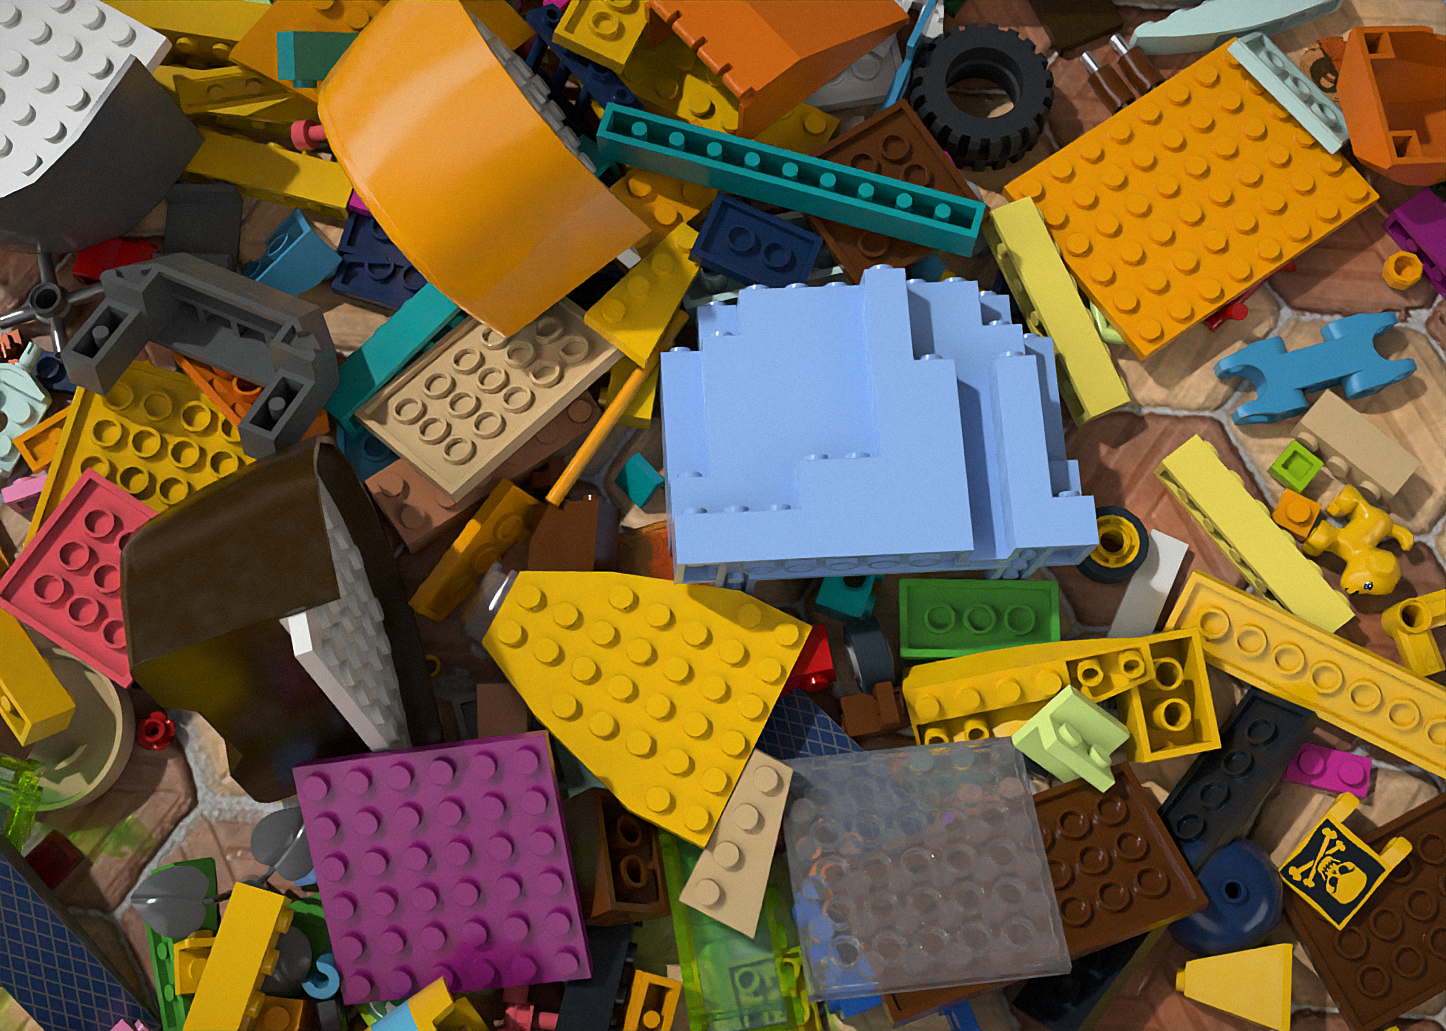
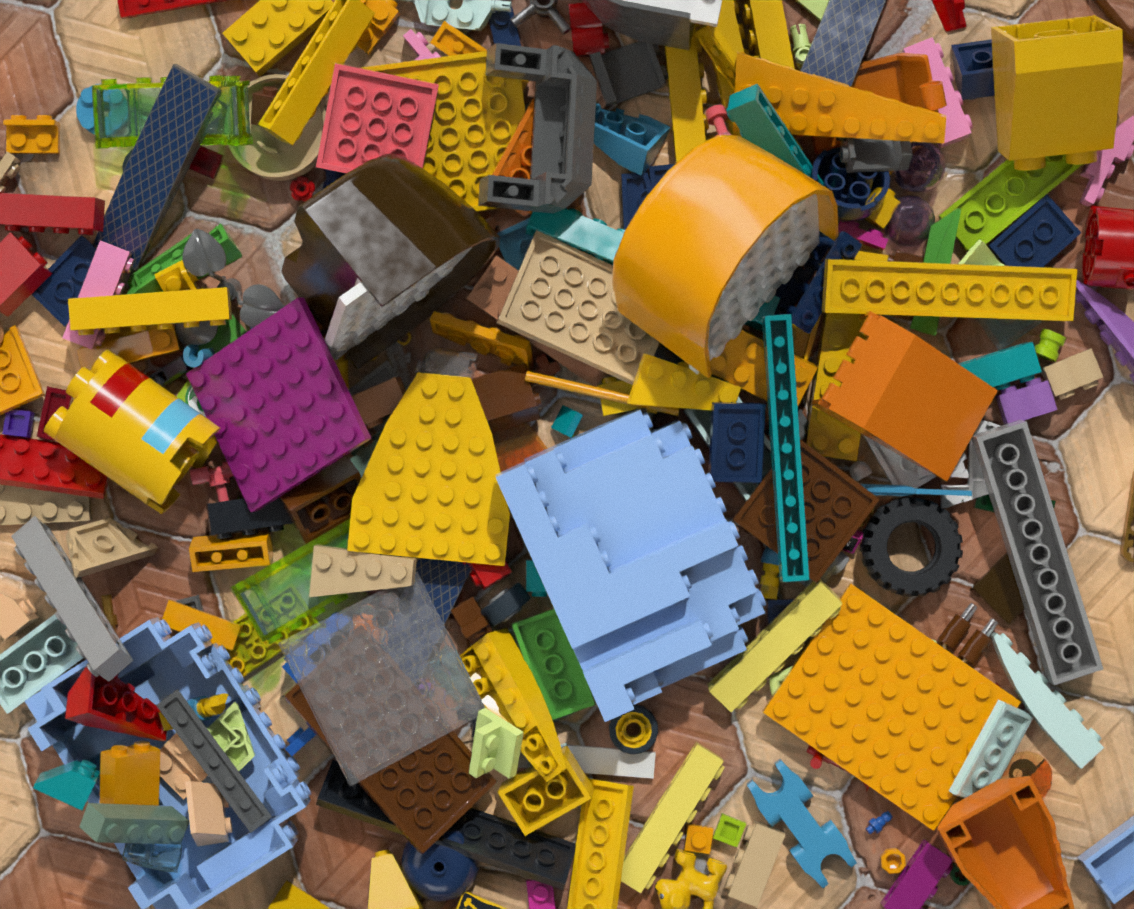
camera: 65 degrees right, 15 degrees up
(1345, 275) = (876, 825): none -> blue piece

